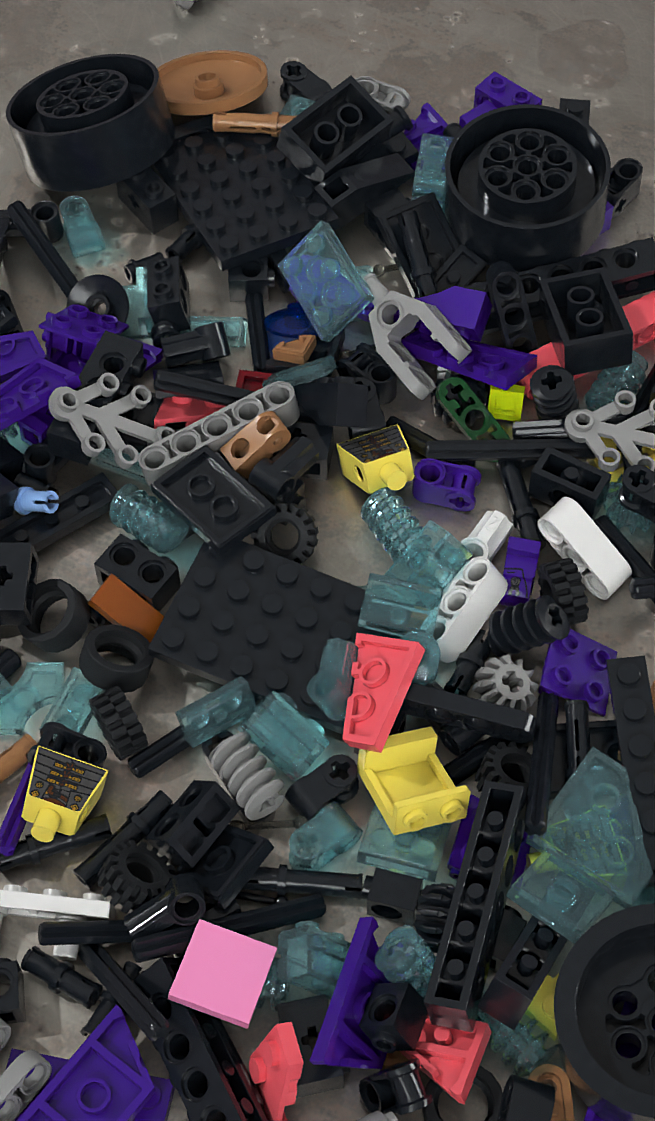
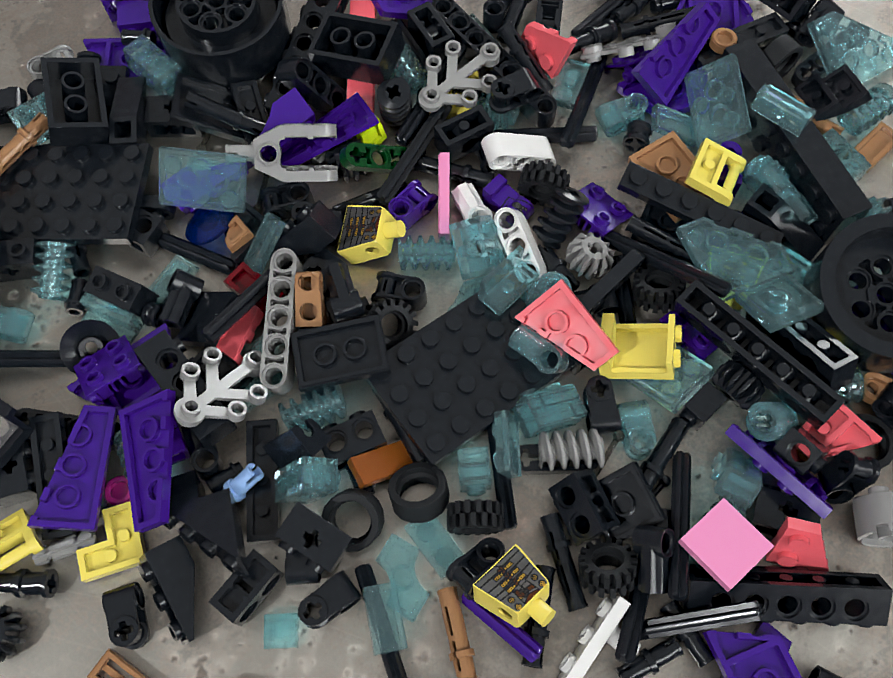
camera: 60 degrees left, 10 degrees up
(67, 551) = (307, 480): none -> clear light blue brick
(92, 520) = (295, 444): none -> black hinge
(153, 229) = (52, 270): none -> clear light blue piece
(168, 697) = (474, 470): none -> clear light blue brick
(335, 526) = (398, 287): none -> black piece
(477, 502) = (444, 194): none -> bright pink tile

